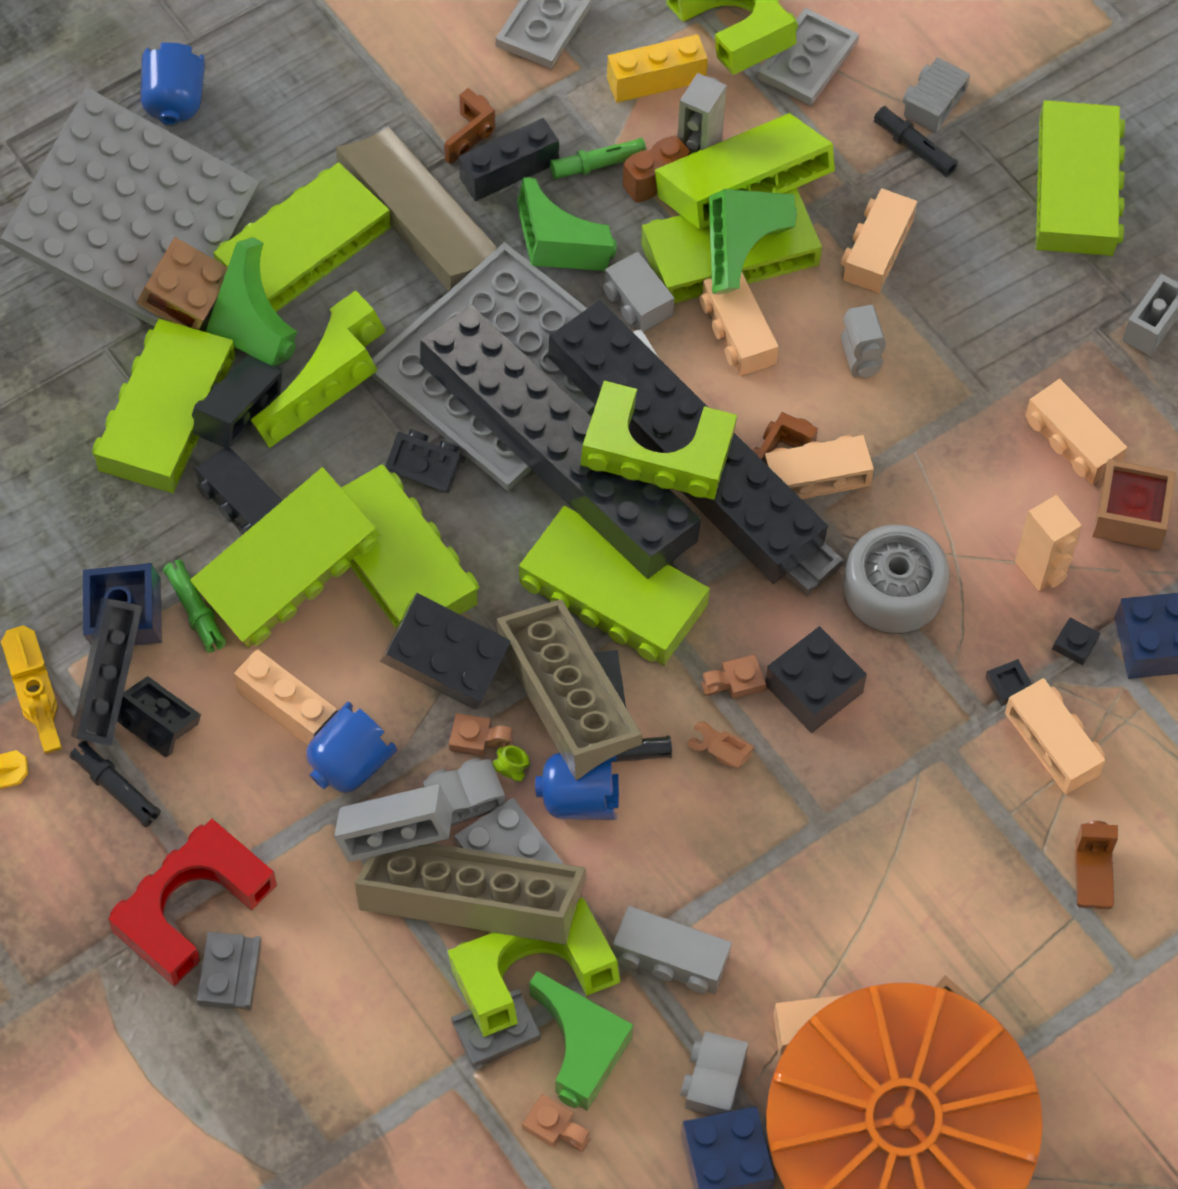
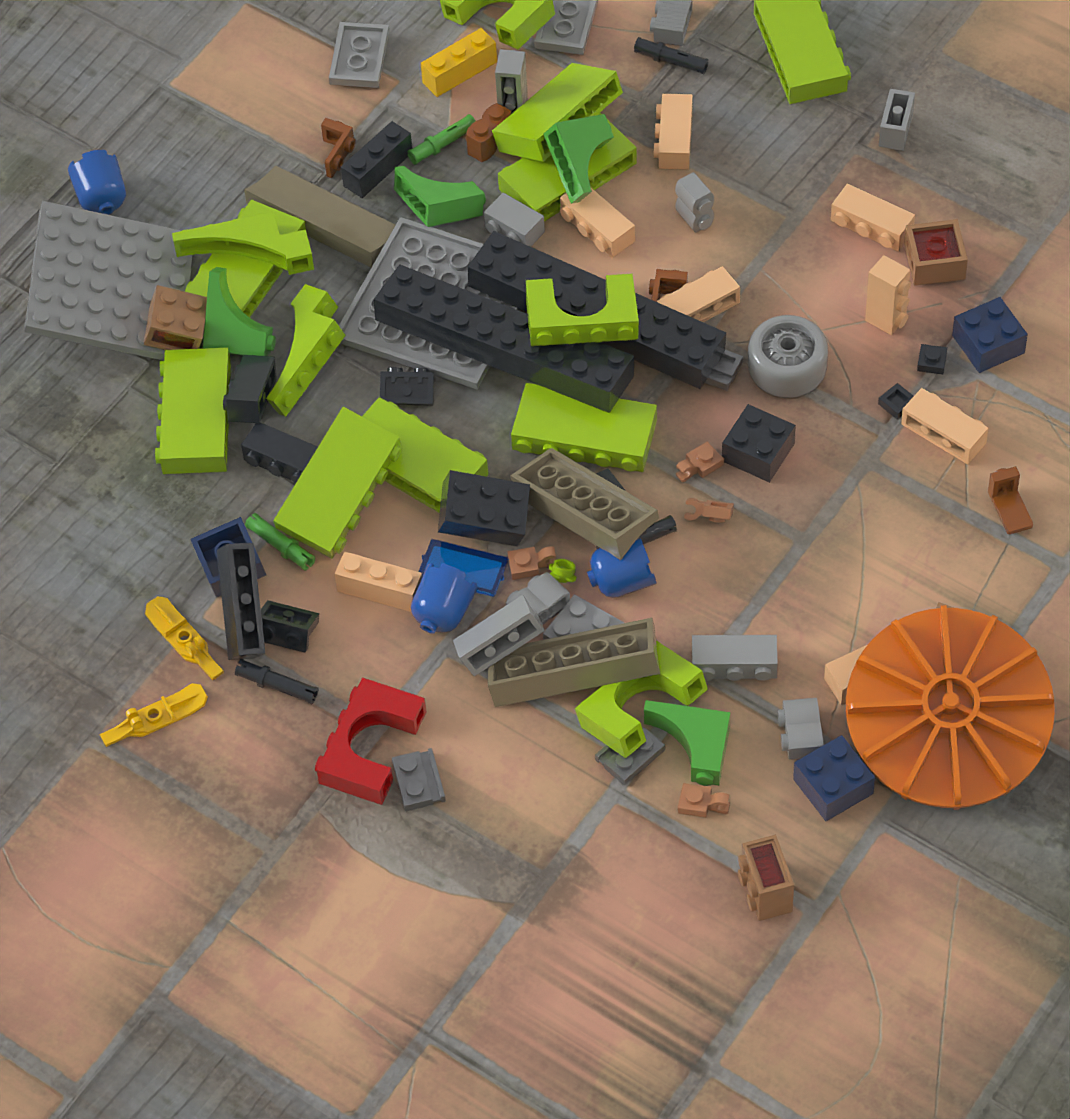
camera: 15 degrees left, 5 degrees down
(313, 209) = (249, 237): none -> lime arch
(401, 713) = (479, 566): none -> clear blue piece

